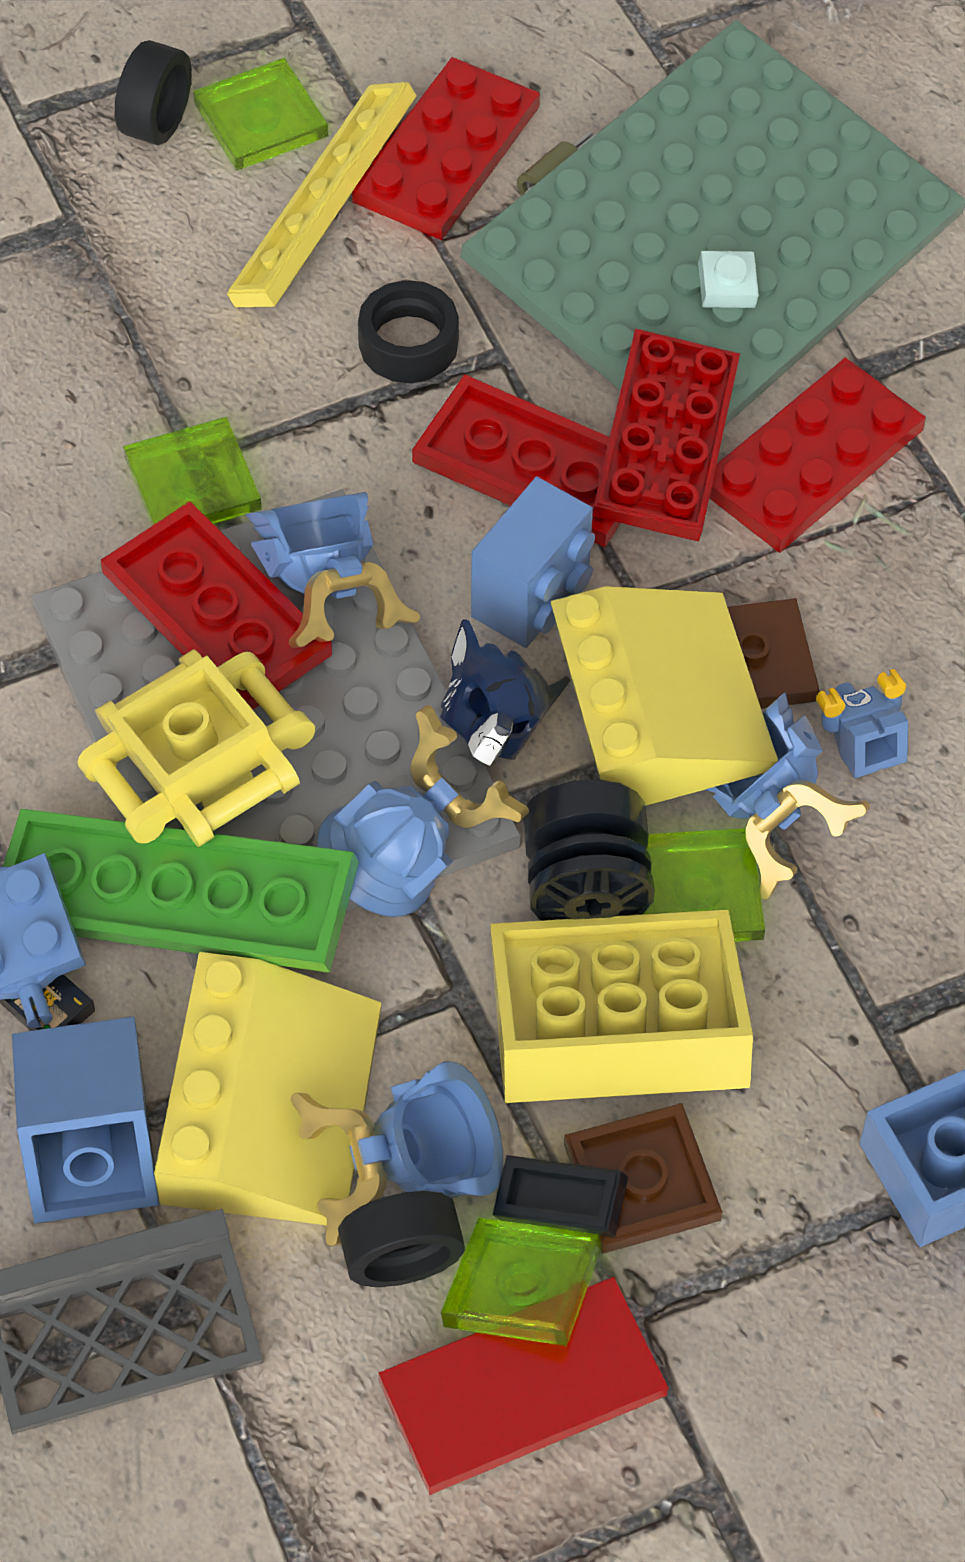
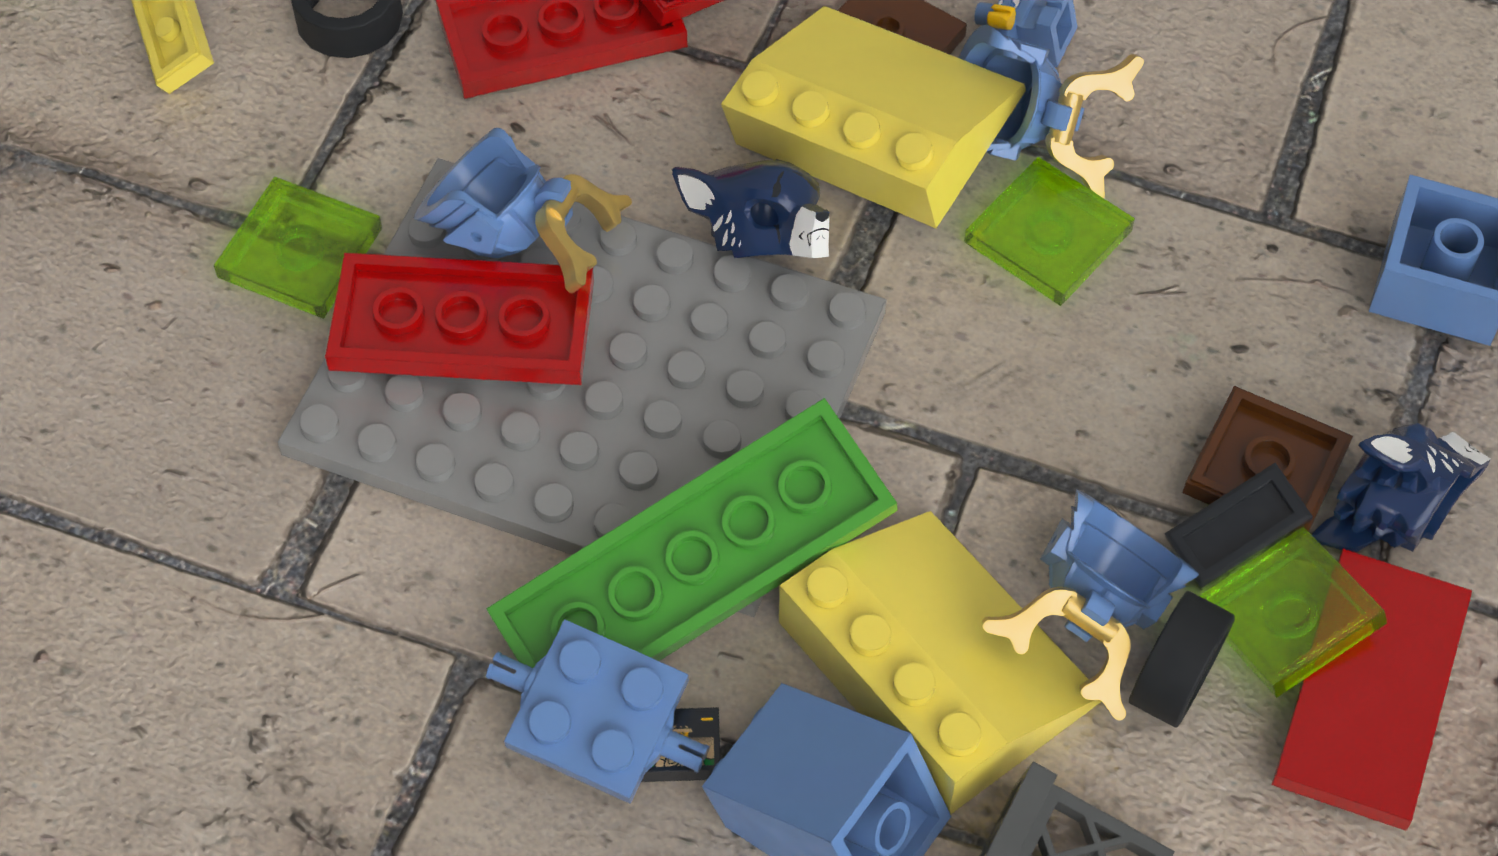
camera: 45 degrees left, 0 degrees up
(197, 746) = (591, 421): light yellow brick -> none
(403, 833) = (818, 349): medium blue helmet -> none
(530, 559) = (671, 88): medium blue brick -> none
(588, 851) = (969, 263): black wheel -> none
(620, 1006) = (1112, 355): light yellow slope -> none
(697, 1262) = (1401, 489): none -> dark blue piece

